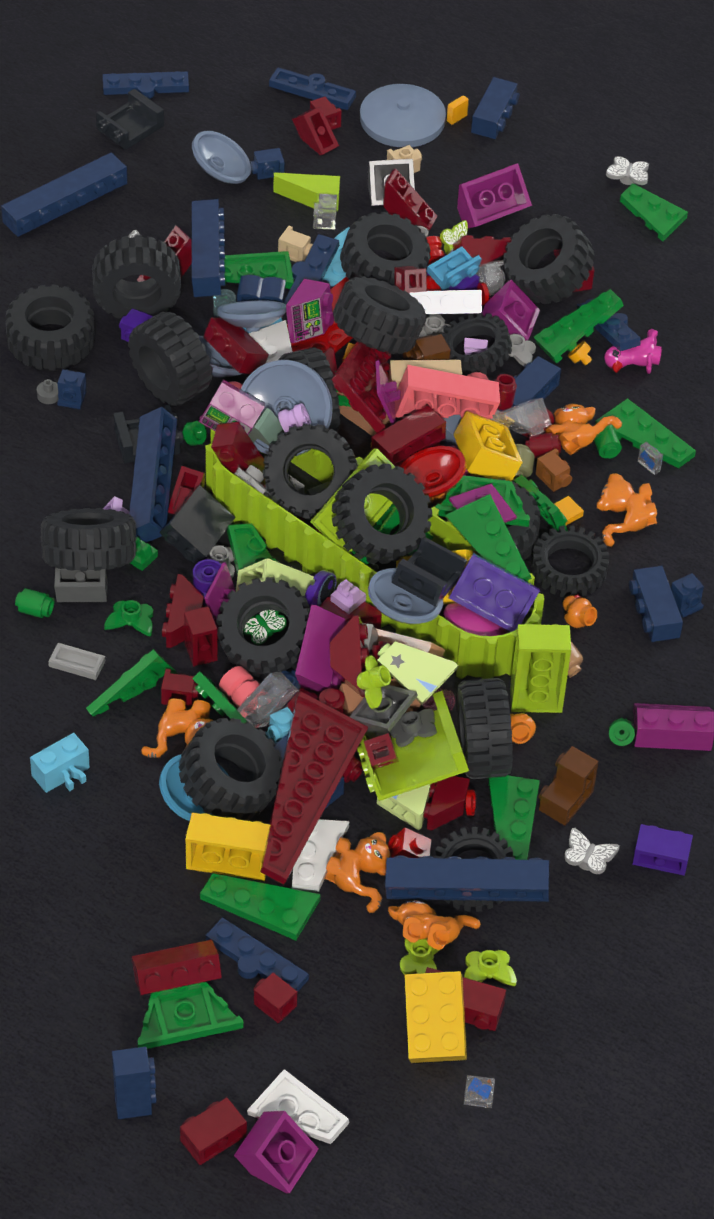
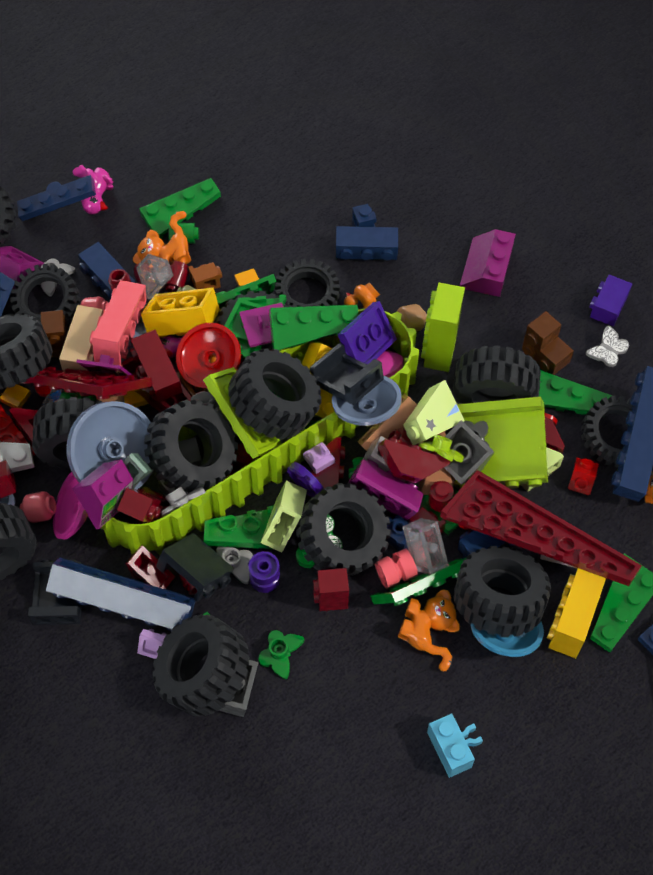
camera: 75 degrees left, 10 degrees up
(34, 603) = (247, 736): green brick -> none
(76, 661) = (322, 711): light grey tile -> none
(133, 682) = (367, 664): green wing -> none
(178, 687) = (381, 623): dark red brick -> none
(185, 599) = (289, 601): dark red slope -> none
(194, 433) = (70, 550): green tile -> none
(218, 591) = (296, 566): magenta piece -> none
(279, 724) = (451, 543): medium azure brick -> none
(294, 417) = (134, 440): lavender wheel -> none
(368, 856) = (591, 506): orange animal -> none
(381, 751) = (502, 464): dark red brick -> none
(474, 346) = (43, 300): lavender tile -> none
(580, 323) = (53, 223): green wing -> none
(580, 353) = (76, 227): light orange tile -> none
(620, 496) = (249, 238): orange animal -> none
(621, 732) = (491, 298): green tile -> none
(650, 458) = (211, 208): clear tile -> none

